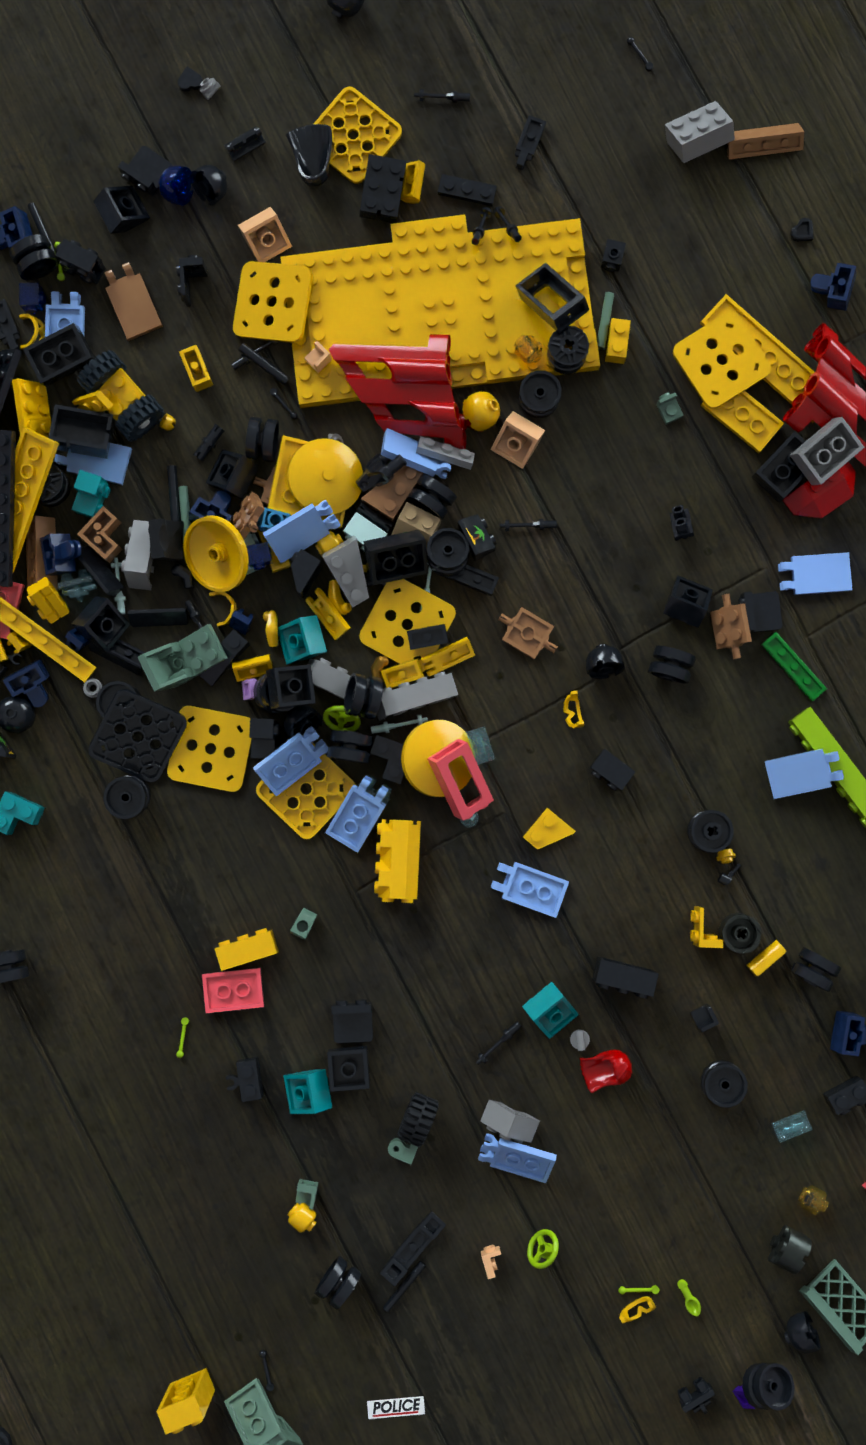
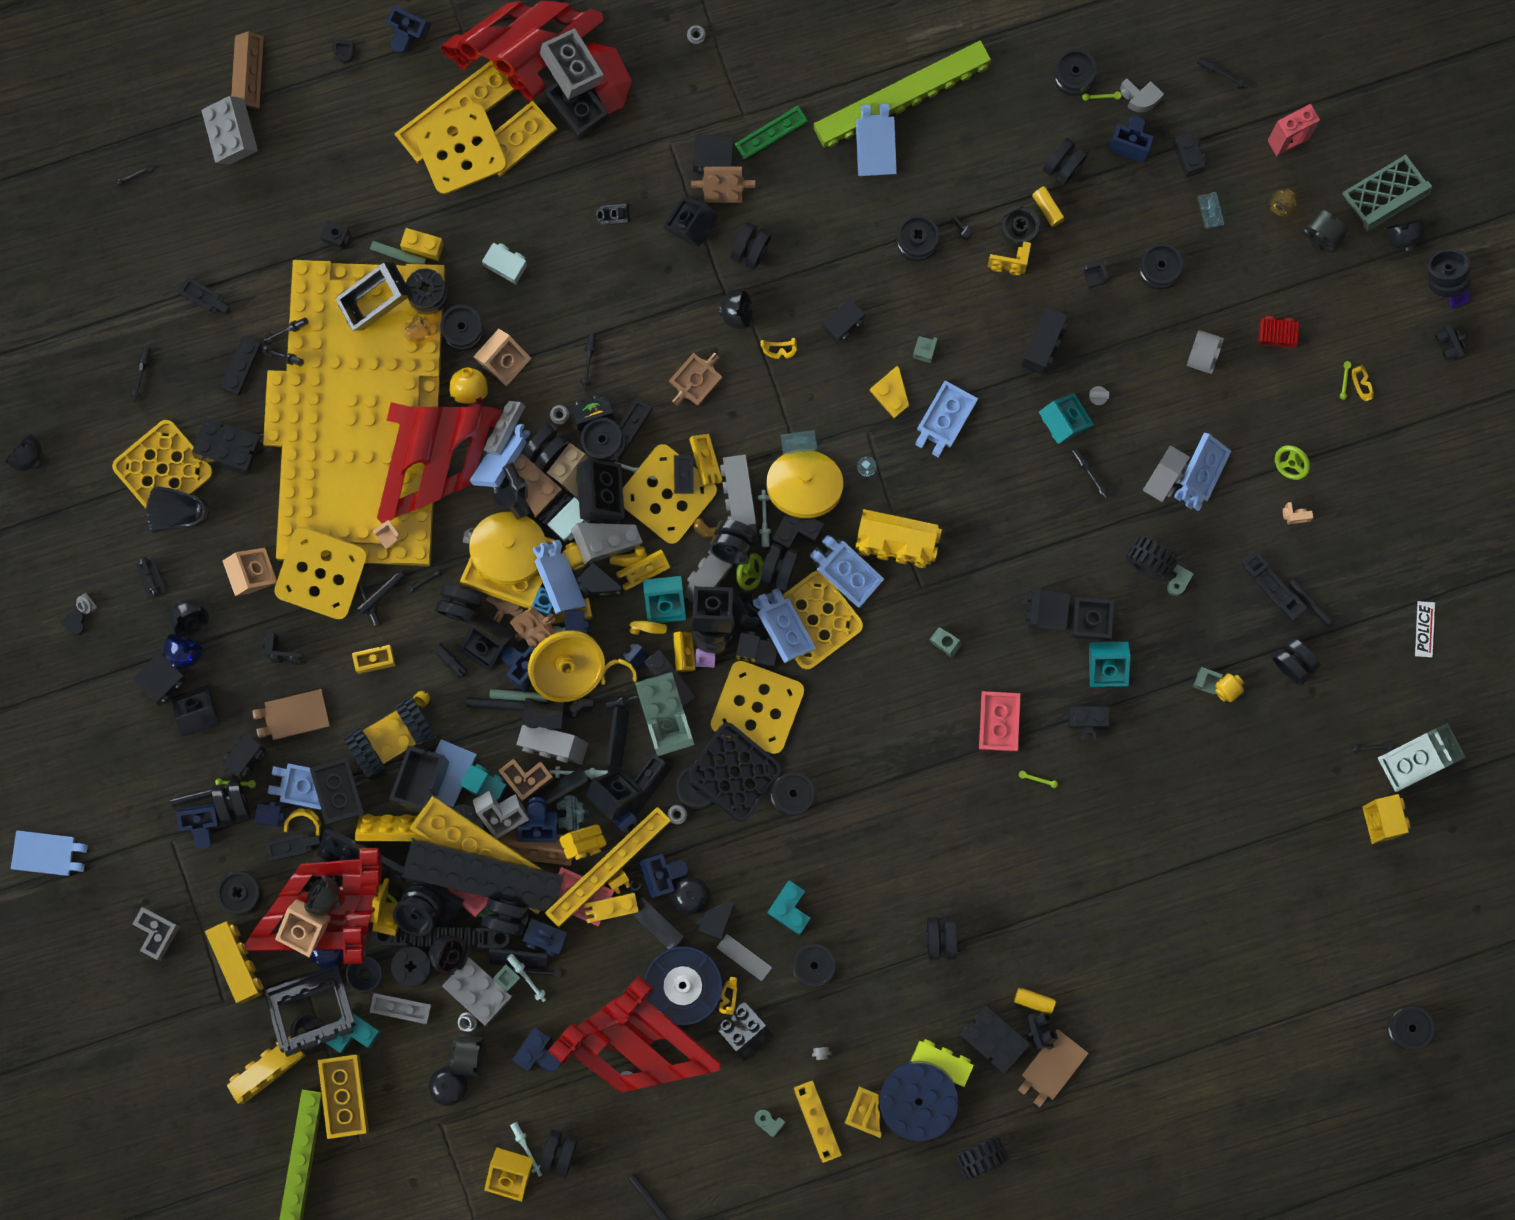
camera: 85 degrees left, 5 degrees down
(58, 516) = (500, 816): none -> light grey brick
(93, 401) = (391, 765): yellow hinge -> none
(246, 949) = (961, 701): yellow brick -> none
(402, 673) = (714, 505): yellow plate -> none
(413, 182) = (223, 415): yellow brick -> none
(439, 765) = (830, 476): coral piece -> none
(472, 500) = (559, 408): none -> light grey plate
(598, 856) = (924, 349): none -> sand green panel
(606, 1069) = (1131, 375): red piece -> none
(613, 424) = (504, 262): none -> light aqua brick
(642, 1142) = (1205, 352): none -> light grey brick
(669, 408) = (497, 207): sand green bracket -> none
(676, 1215) = (1278, 332): none -> red brick
(691, 1303) = (1364, 332): lime piece -> none
(726, 856) = (944, 227): yellow plate -> none
(818, 574) = (685, 94): light blue tile -> none

